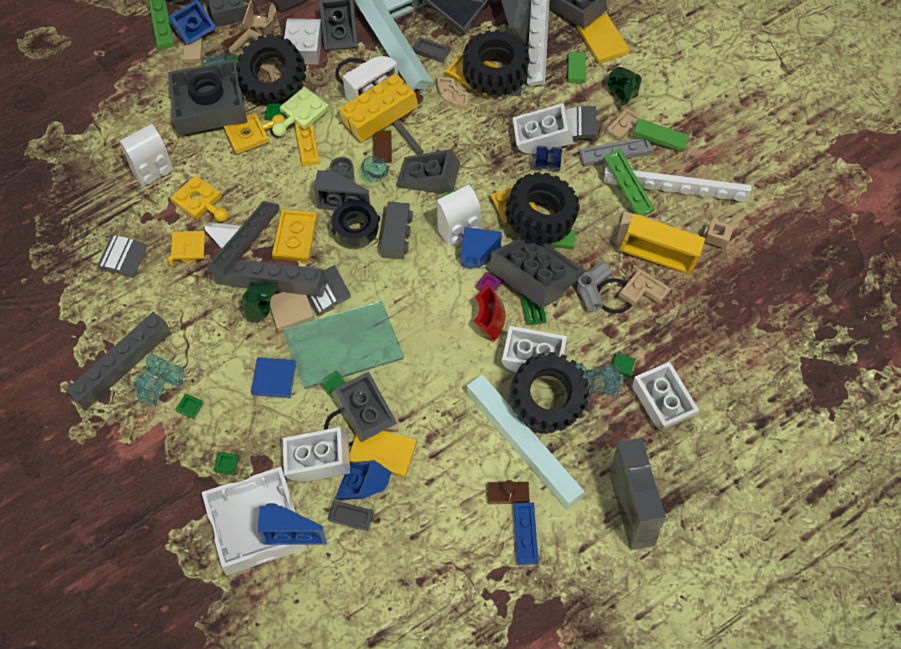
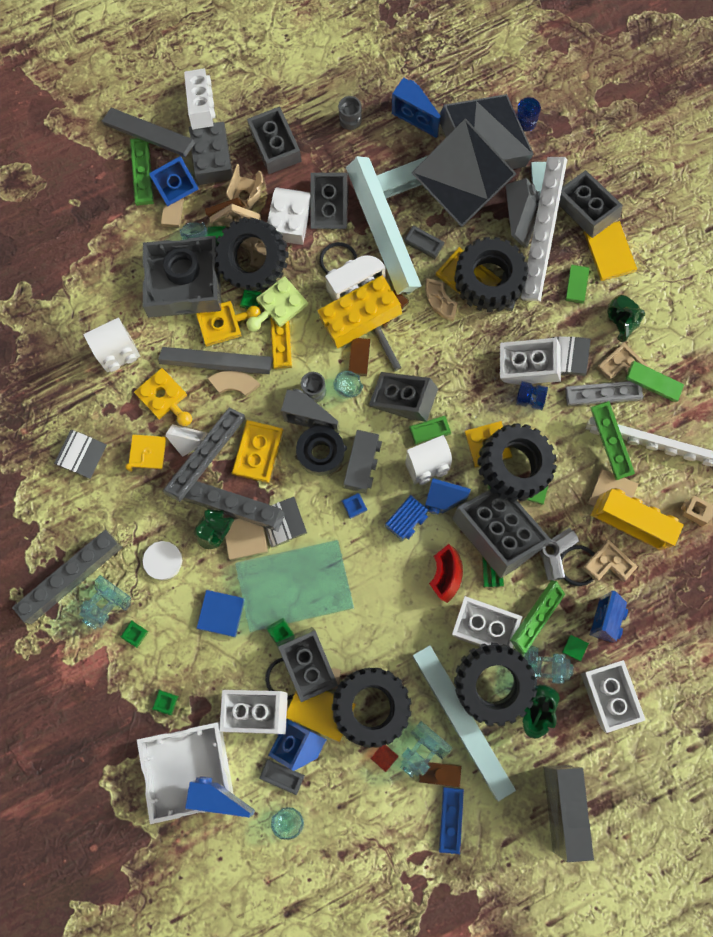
camera: 10 degrees right, 15 degrees up
(211, 338) = (162, 560): none -> white tile
(246, 163) = (215, 360): none -> dark grey tile
(265, 179) = (234, 381): none -> tan tile
(362, 554) = (287, 823): none -> clear light blue hair
(393, 270) = (354, 505): none -> blue tile
(435, 411) = (397, 717): none -> black tyre
(445, 272) = (406, 518): none -> blue brick
(451, 484) = (384, 757): none -> clear red tile
(482, 479) = (412, 761): none -> clear light blue tile
(486, 279) = (449, 535): magenta tile -> none
(584, 335) = (537, 617): none -> bright green tile
(597, 418) = (542, 712): none -> dark green head
(651, 329) = (609, 617): none -> blue slope

